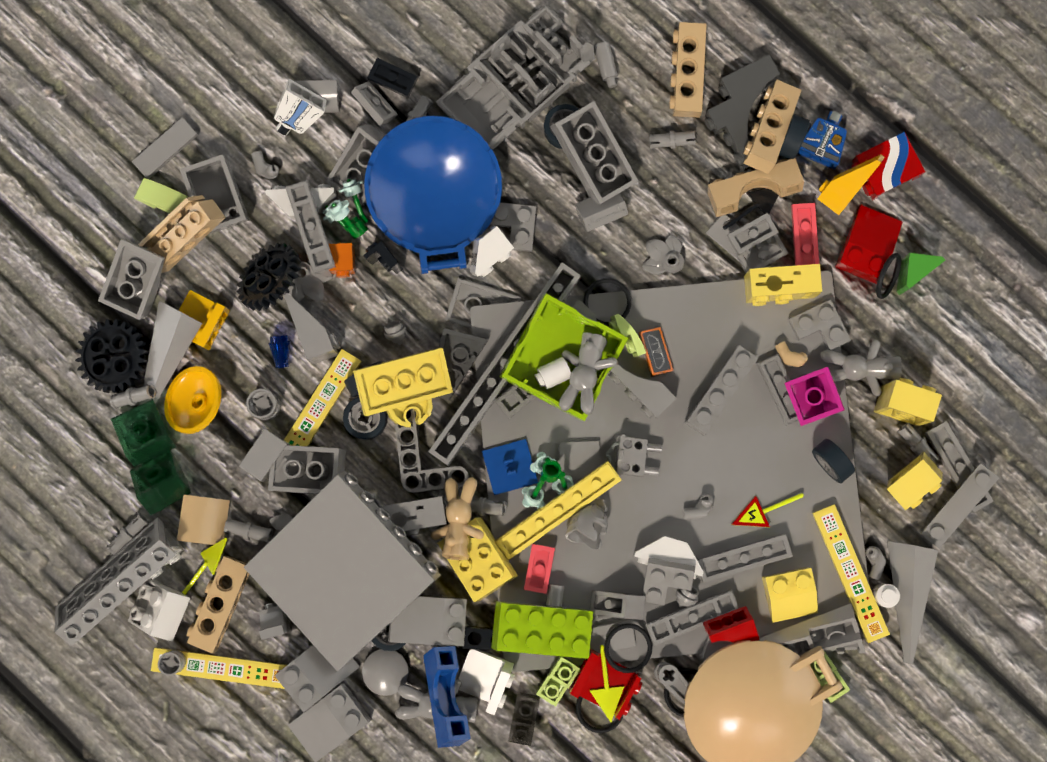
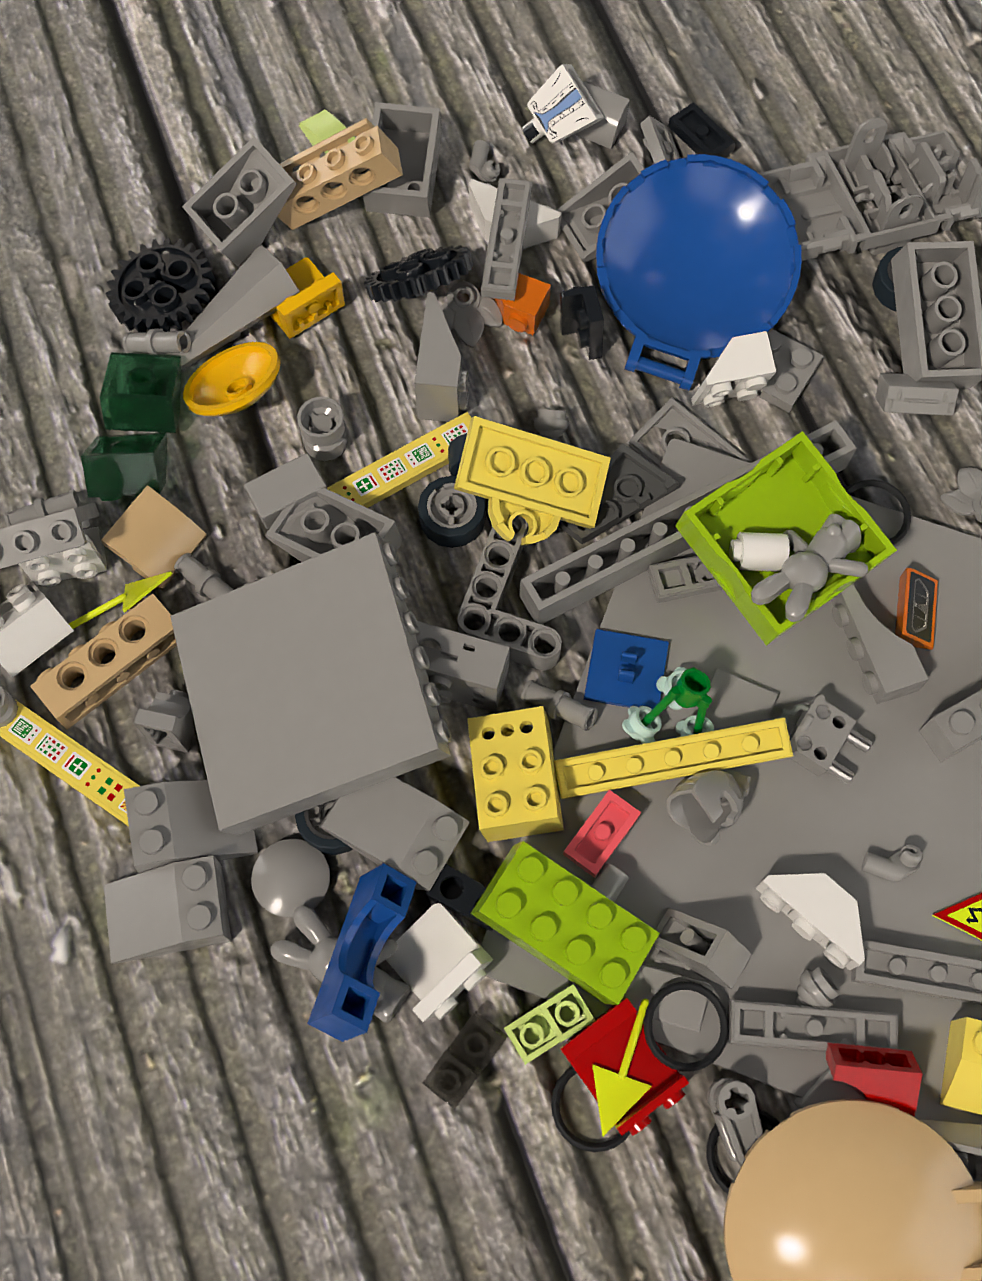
camera: 20 degrees right, 15 degrees down
(165, 148) = (361, 95): light grey tile -> none
(280, 350) = (384, 374): clear blue cone -> none
(339, 210) = (543, 246): plant -> none
(458, 515) = (519, 690): tan animal -> none
(633, 343) = (892, 578): yellowish green slope -> none
(665, 574) = (799, 932): light grey plate -> none

